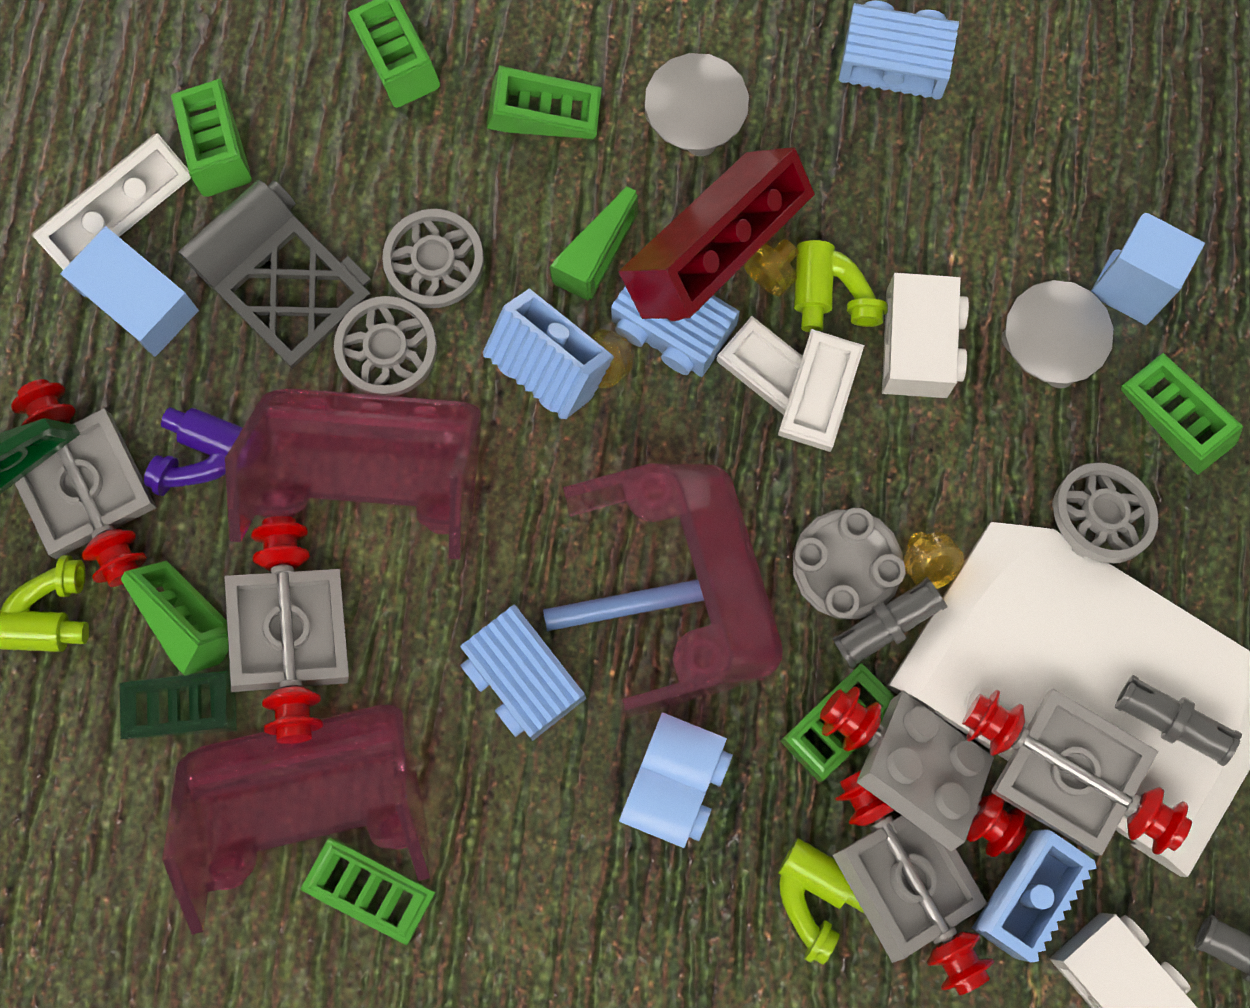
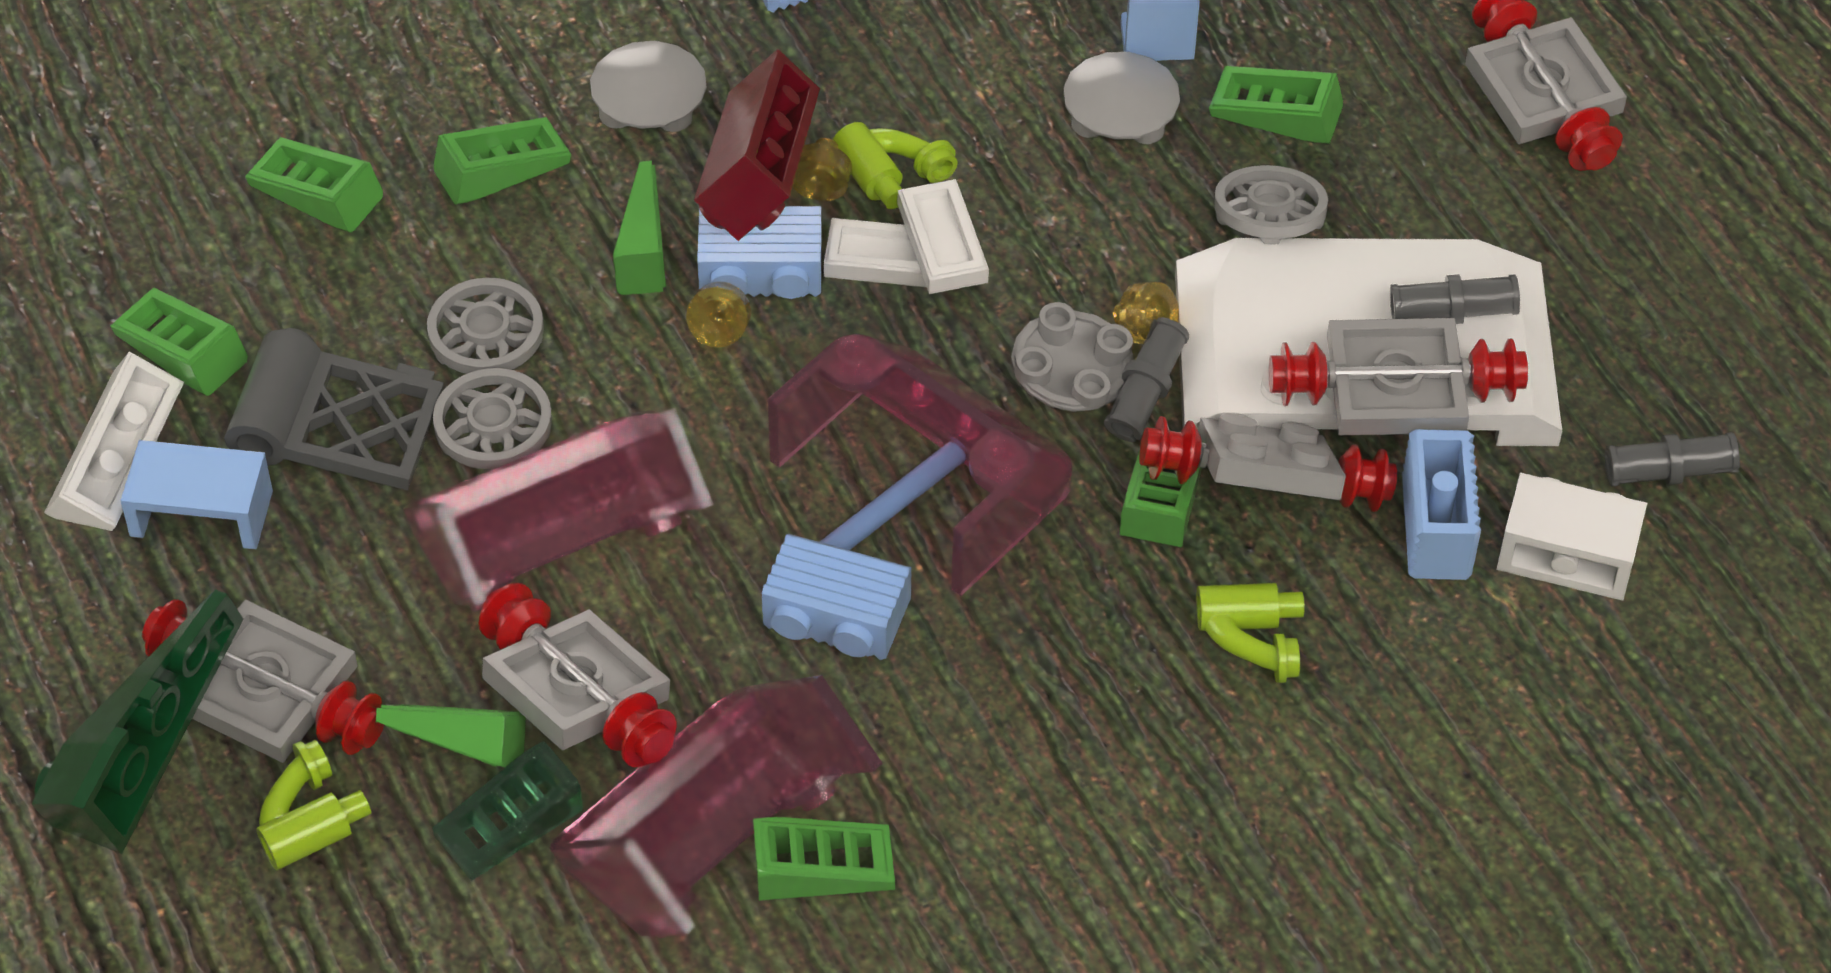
camera: 35 degrees left, 25 degrees down
(199, 432) = (380, 573): dark purple plant -> none
(547, 354) = (663, 331): light blue brick -> none
(675, 780) = (1048, 603): light blue brick -> none
(912, 890) = (1324, 554): light grey plate -> none
(923, 335) = (1003, 153): white brick -> none

